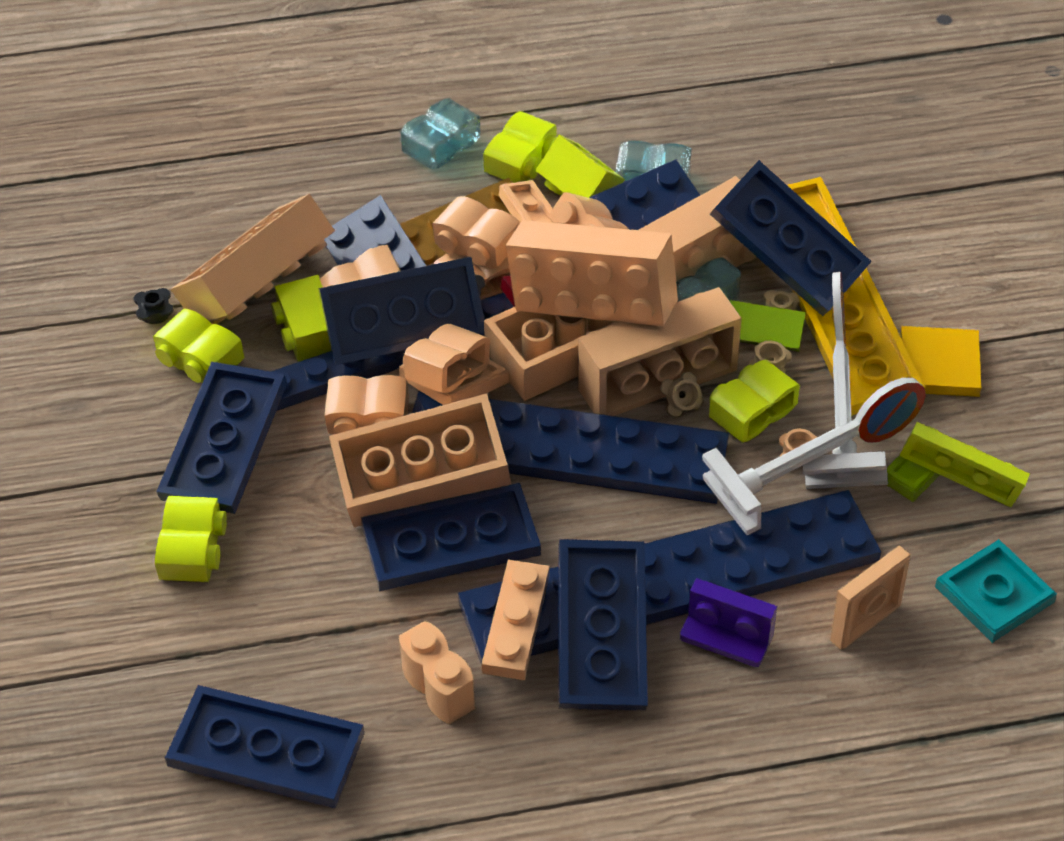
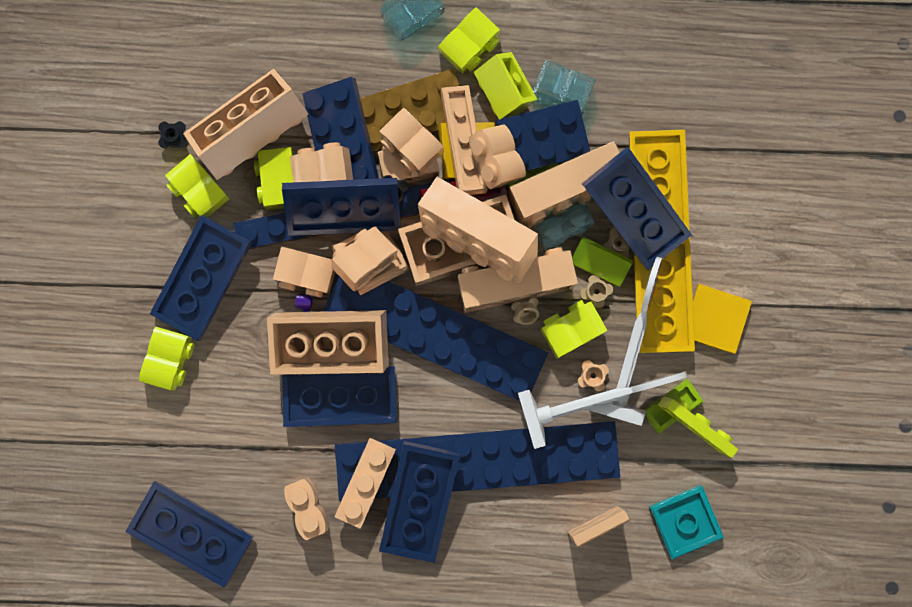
camera: 10 degrees right, 35 degrees up
(729, 623) = (500, 518): dark purple bracket -> none

